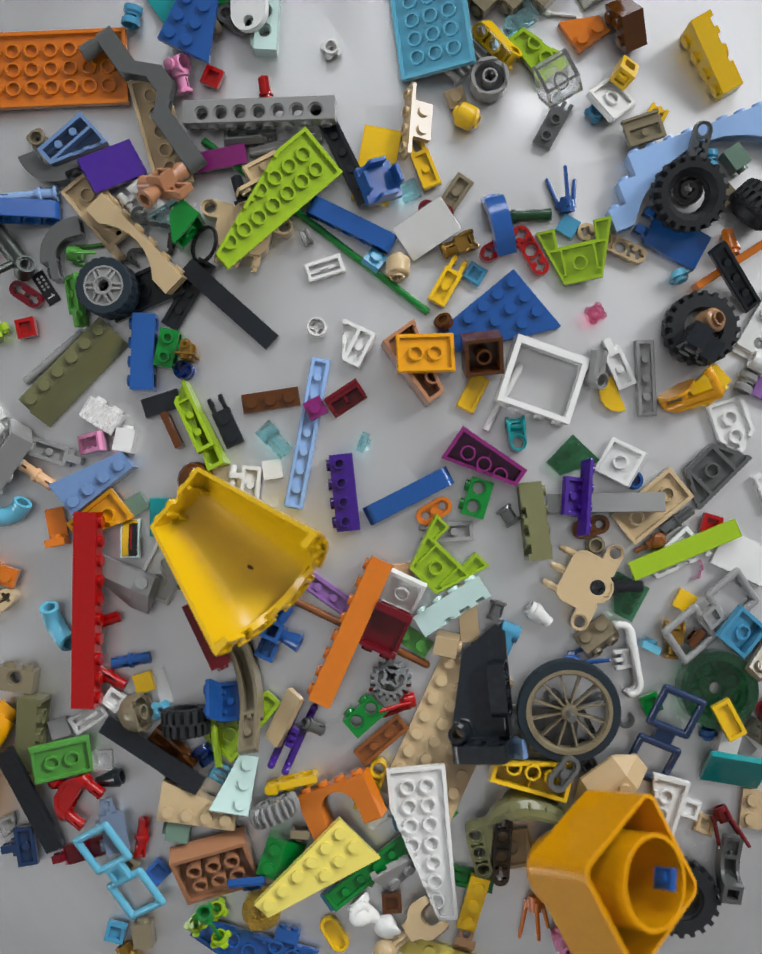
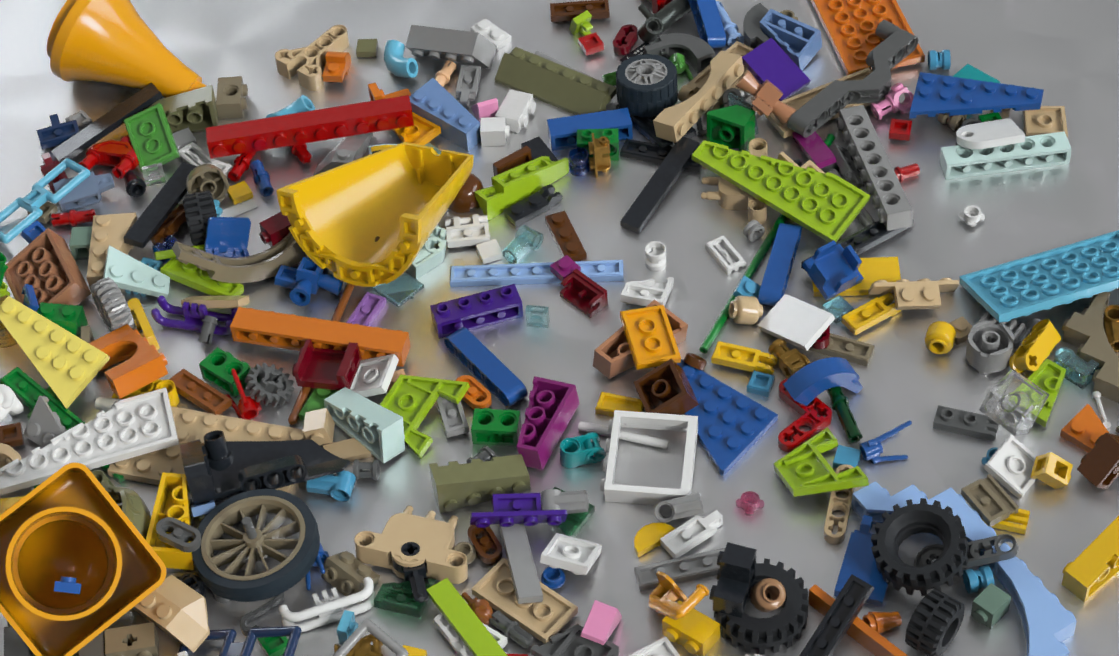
camera: 85 degrees right, 40 degrees down
(537, 613) = (369, 509): white cone -> none
(575, 463) = (571, 501): none -> light grey piece
(679, 276) = (822, 576): medium azure plate -> none
(690, 451) = (601, 622): none -> bright pink slope

